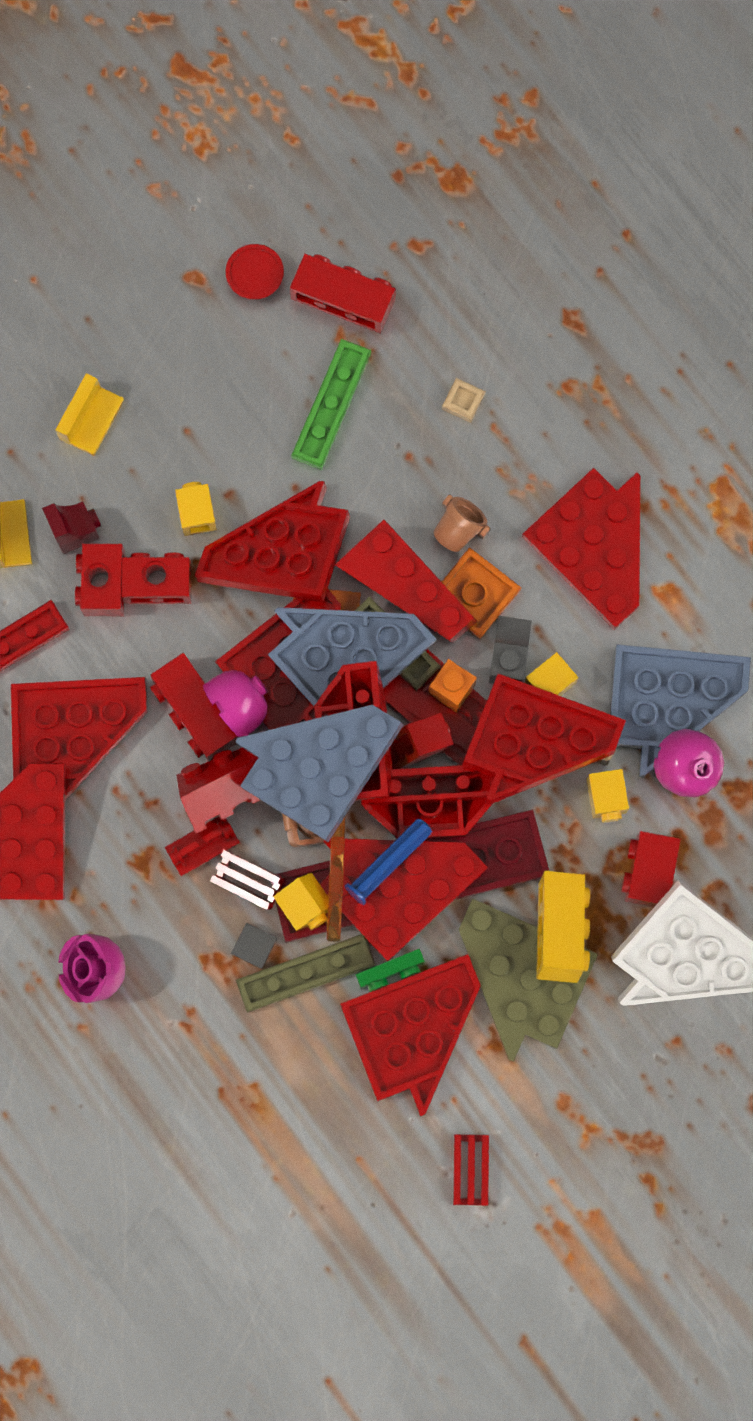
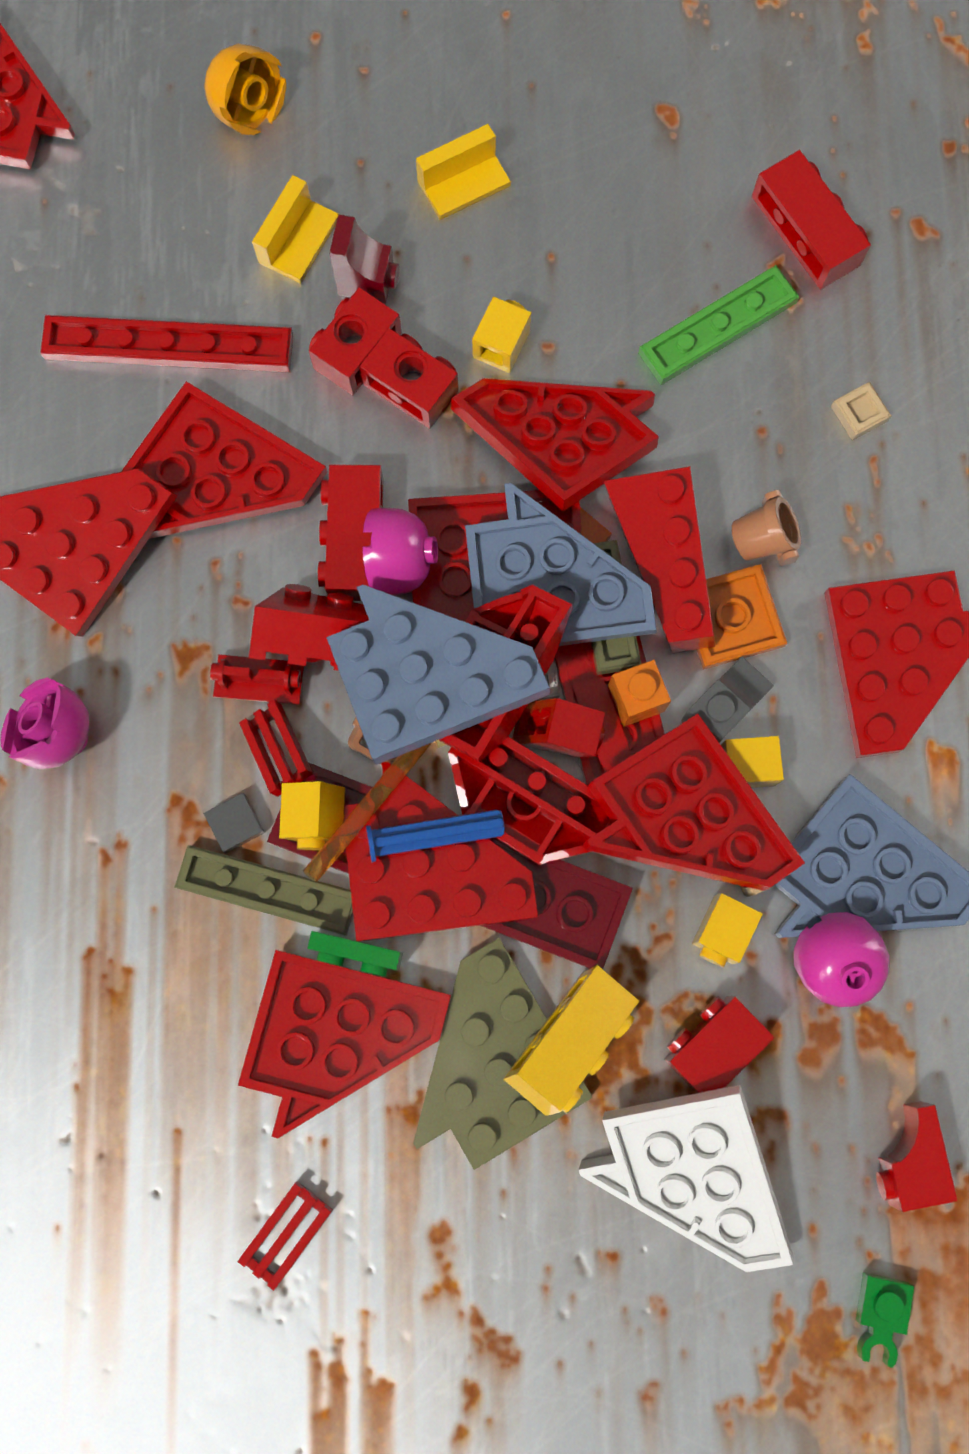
camera: 35 degrees right, 0 degrees up
(254, 271) = (733, 141): red piece -> none

